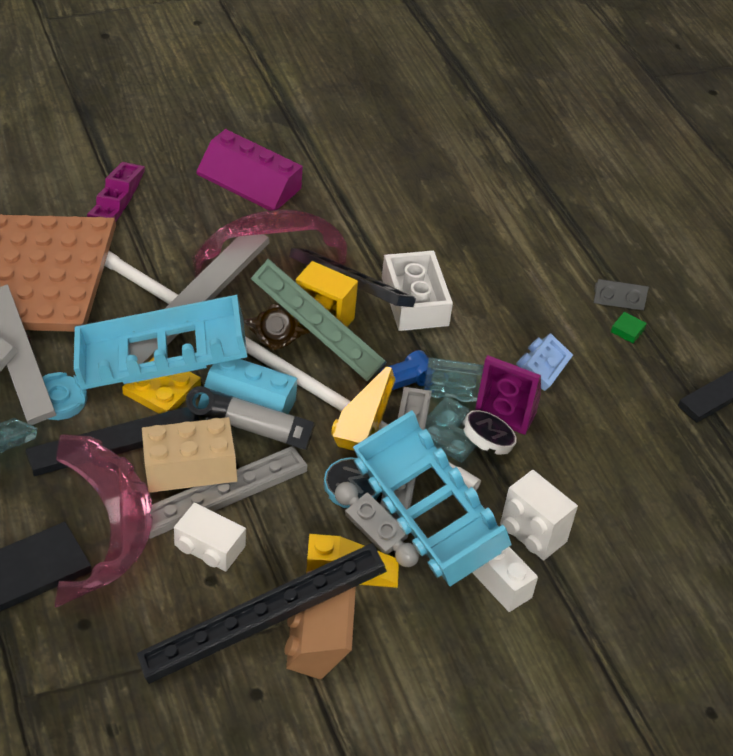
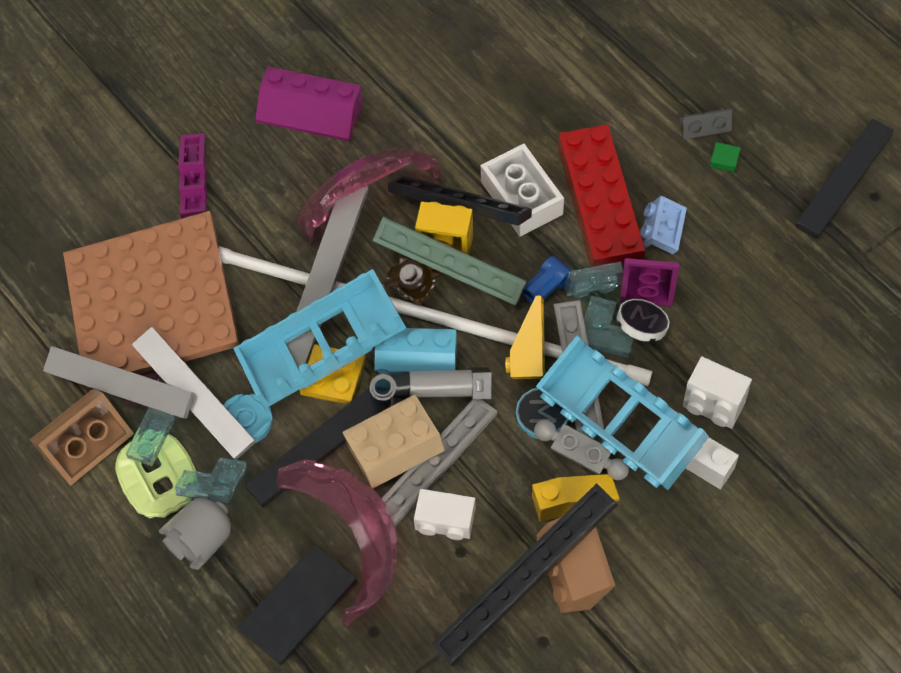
camera: 10 degrees left, 15 degrees up
(491, 310) = (600, 196): none -> red brick

